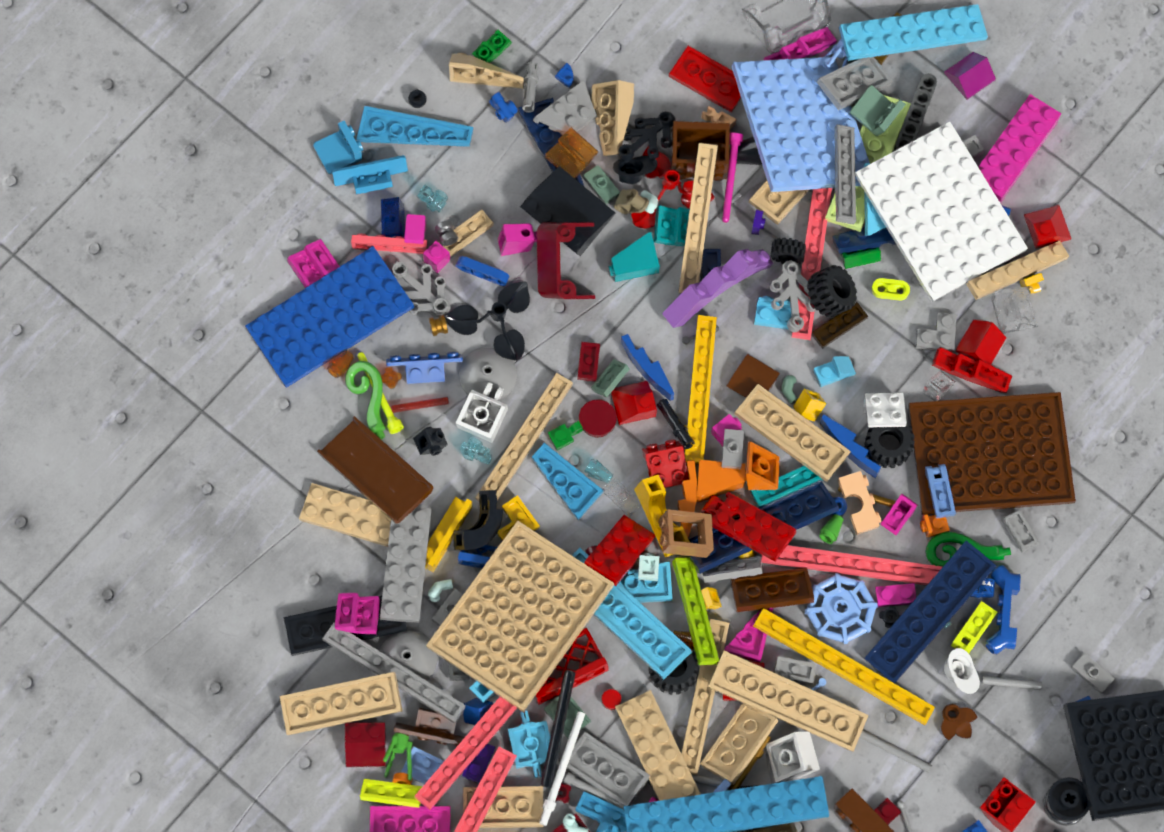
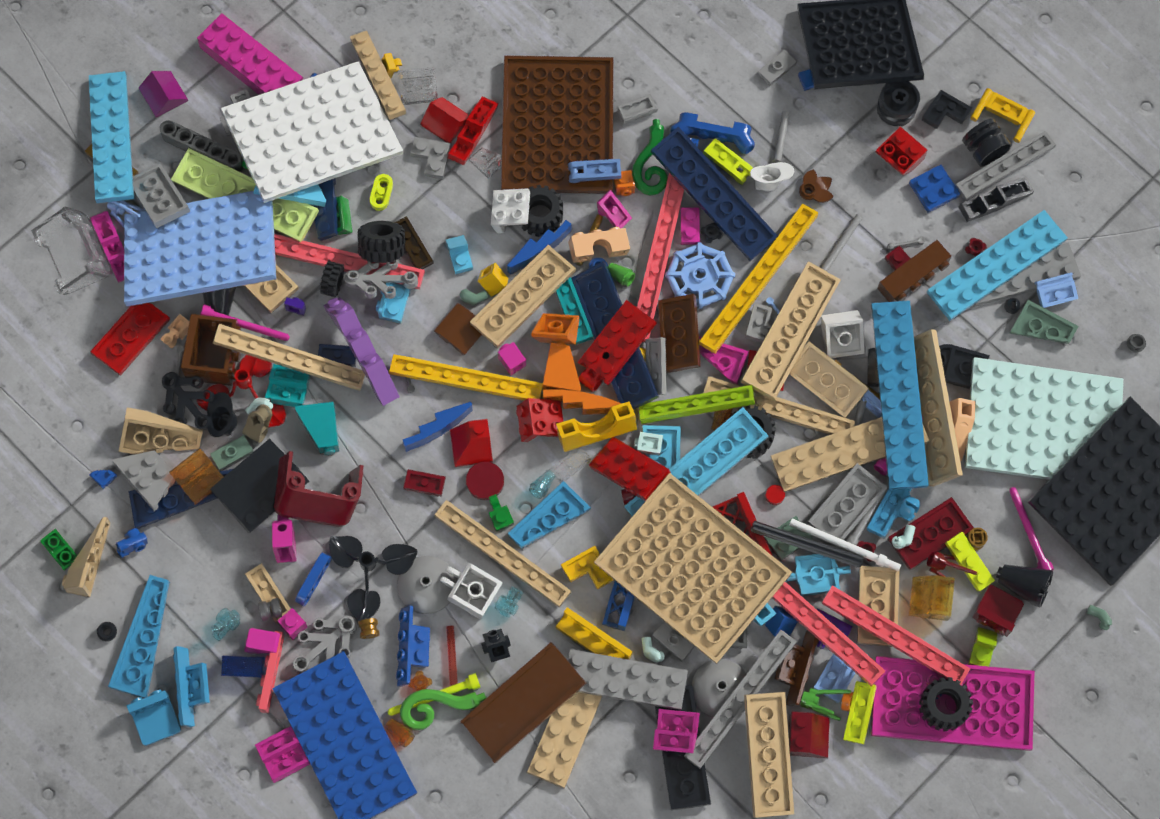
camera: 85 degrees left, 0 degrees up
(485, 527) = (594, 597): black arch -> none
(530, 81) = (113, 512): light grey pin -> none
(610, 378) = (445, 463): sand green plate -> none
(679, 430) = (509, 400): black pin -> none
(705, 533) = (622, 385): medium nougat window -> none
(711, 598) = (682, 390): yellow tile -> none
(732, 449) = (536, 351): light grey plate -> none
(845, 174) = (263, 210): light grey tile -> none
(876, 111) = (196, 176): sand green bracket -> none
(1047, 226) = (332, 46): red slope -> none

